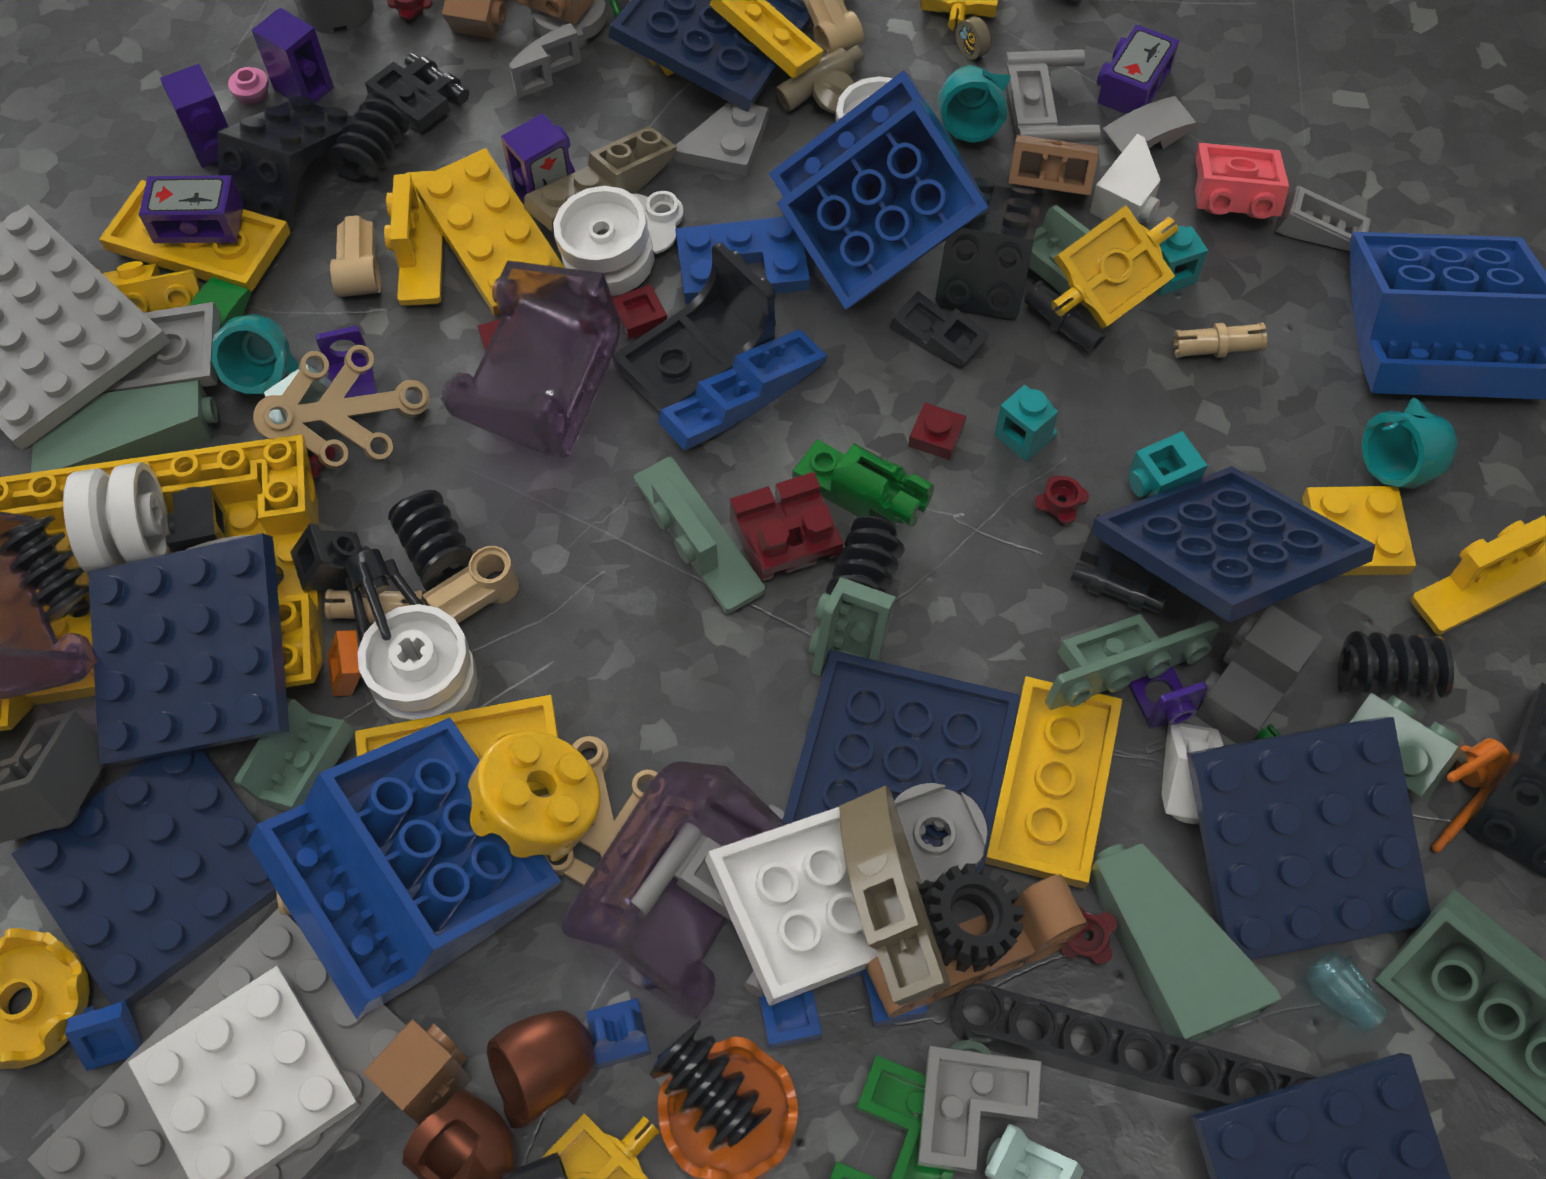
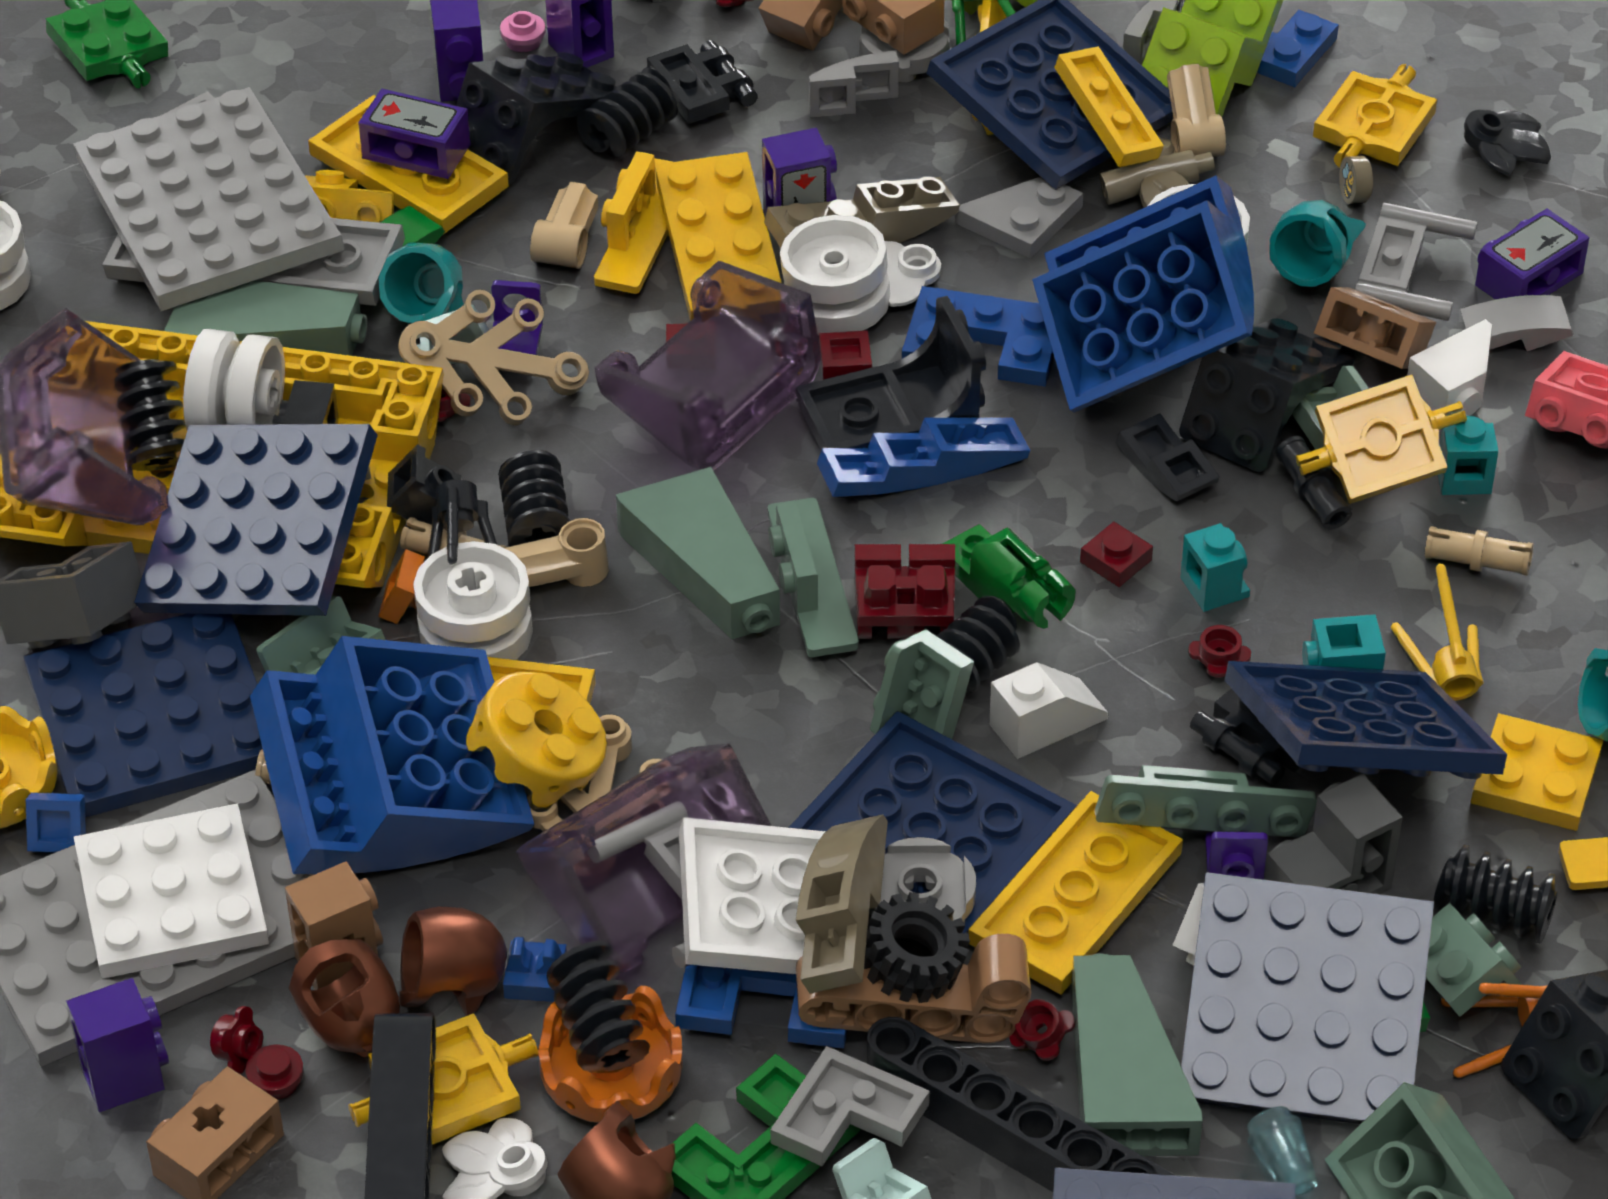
camera: 20 degrees right, 15 degrees down
(597, 538) = (702, 549): none -> sand green slope
(946, 605) = (1041, 708): none -> white slope
(1253, 454) = (1453, 667): none -> yellow plant

